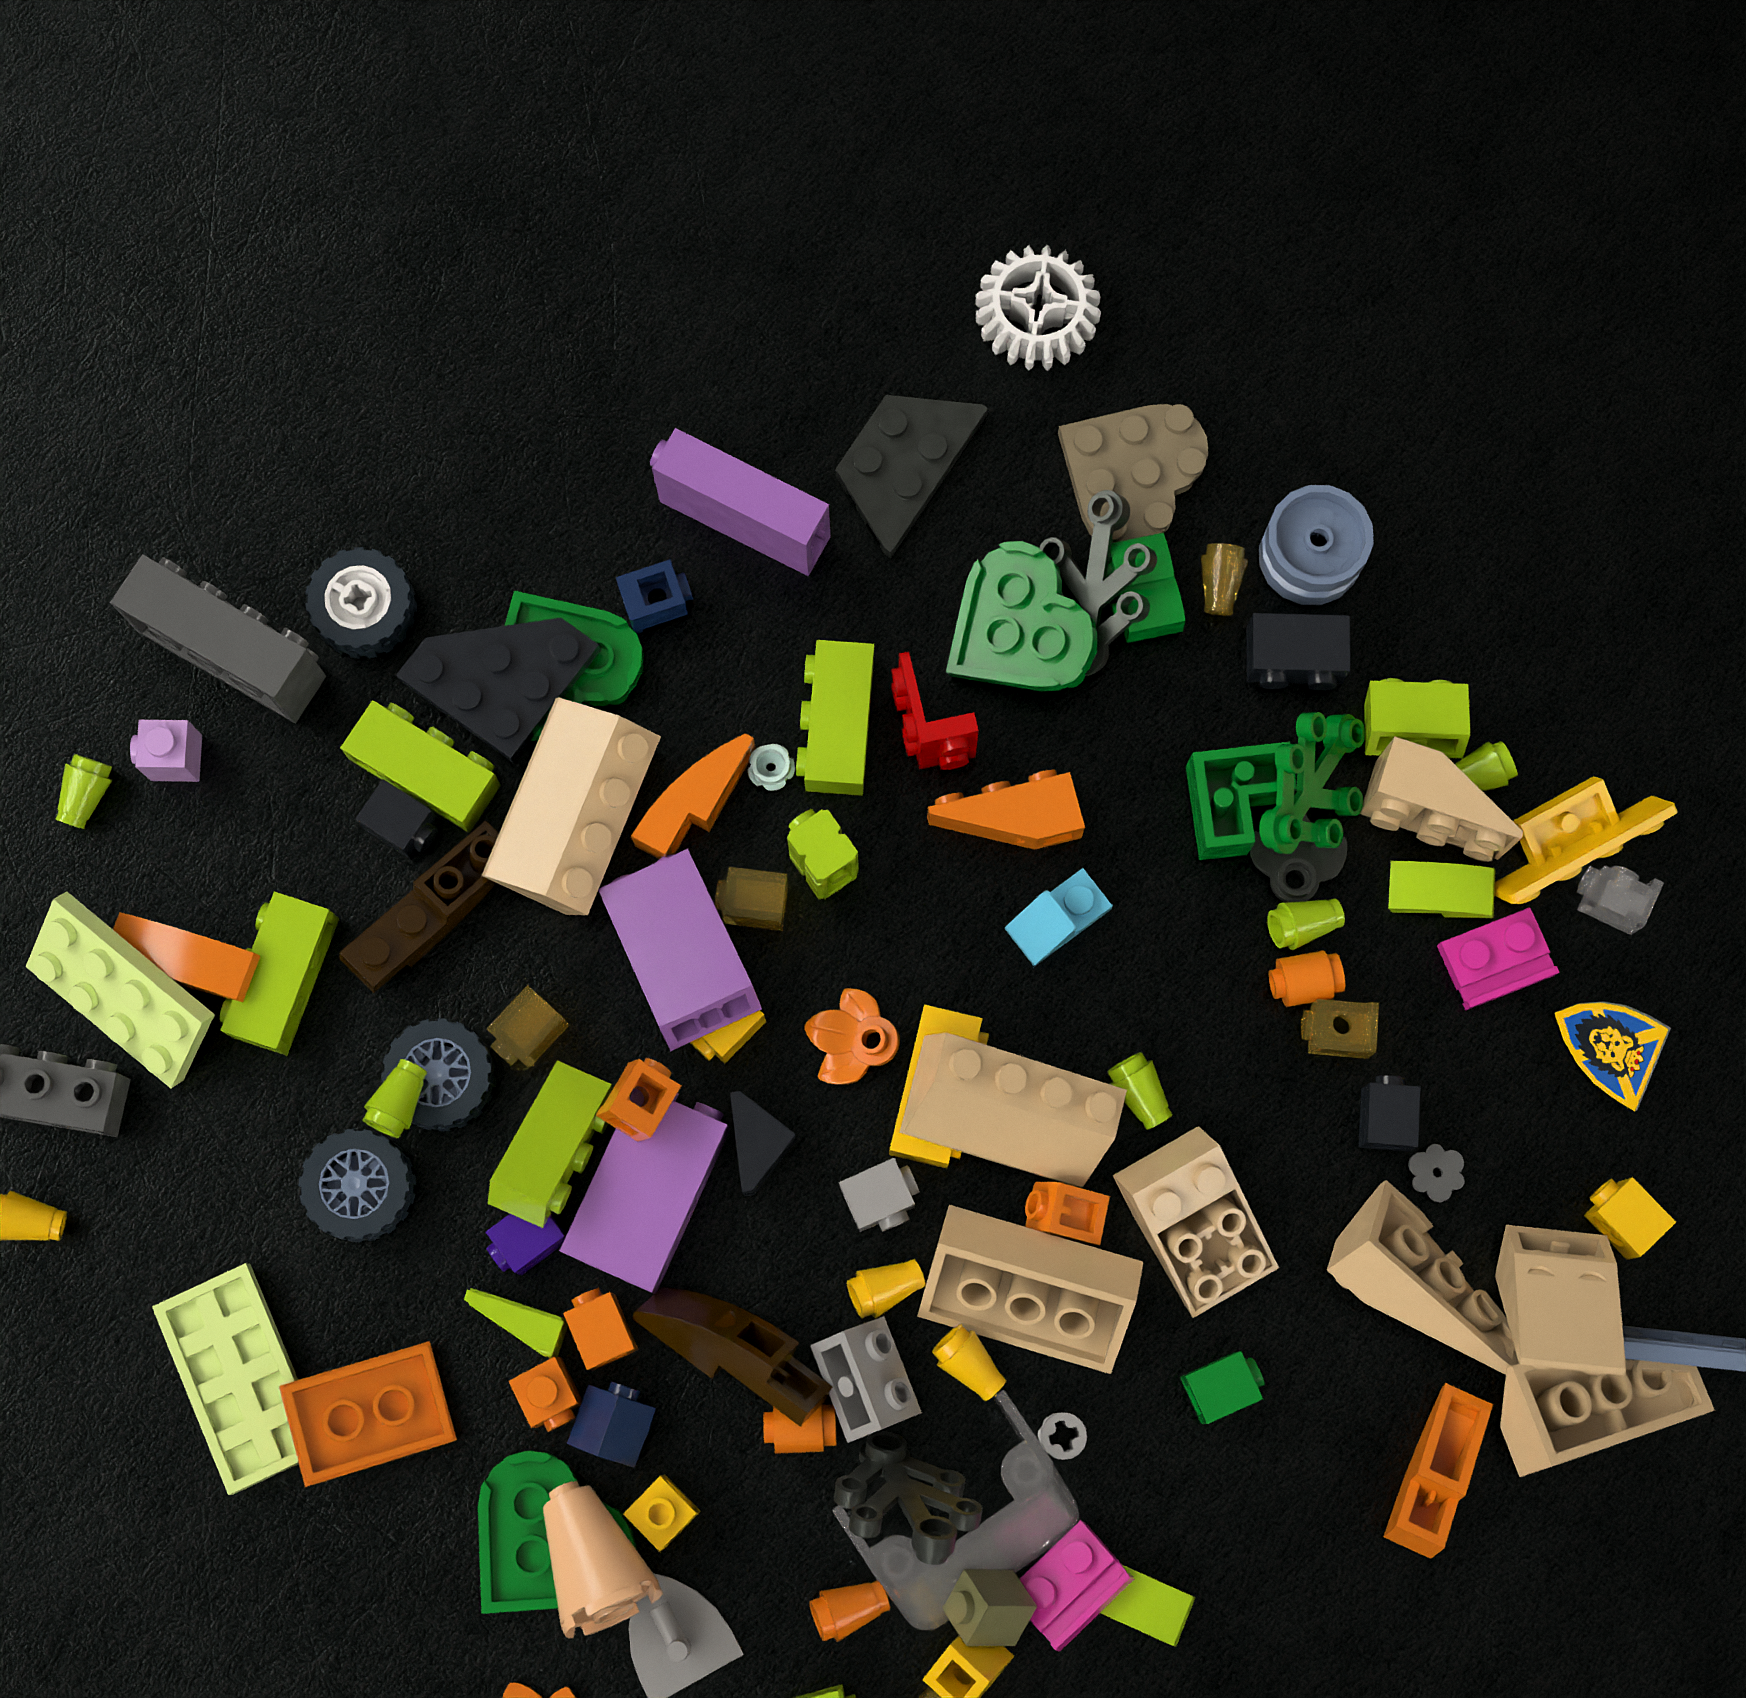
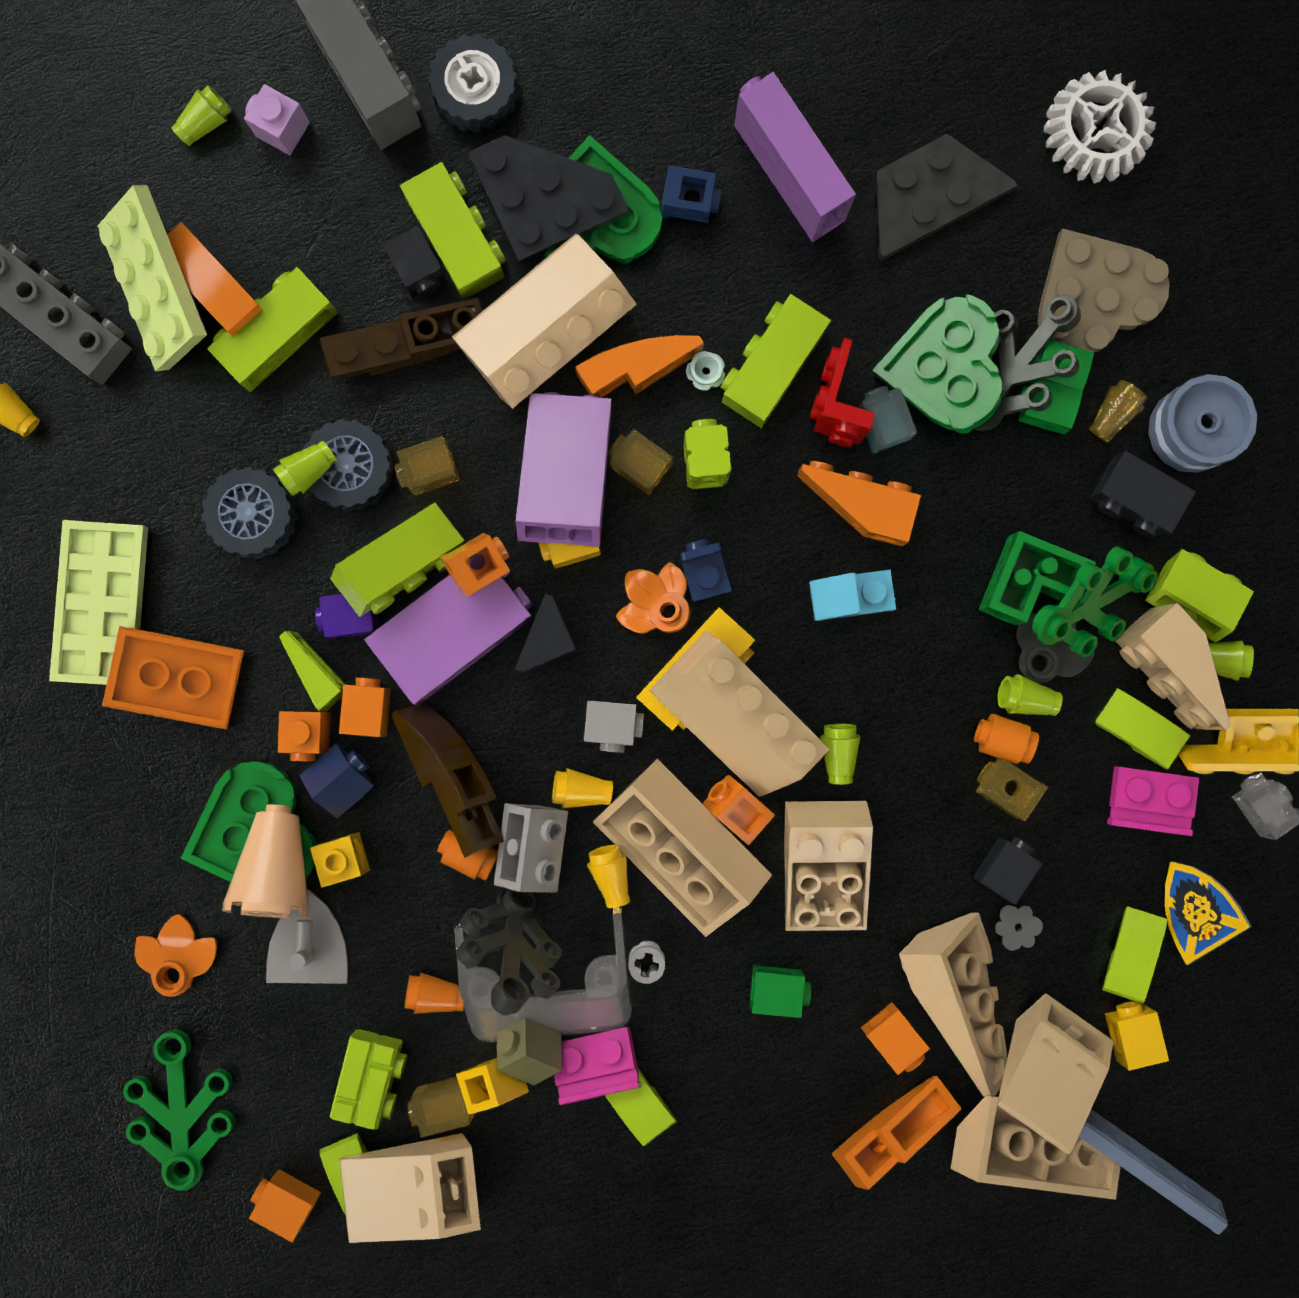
camera: 30 degrees right, 10 degrees up
(886, 976) = (704, 570): none -> dark blue bracket
(995, 710) = (891, 420): none -> clear light blue brick
(1379, 1367) = (896, 1039): none -> orange brick
(1575, 1131) = (1135, 954): none -> lime slope

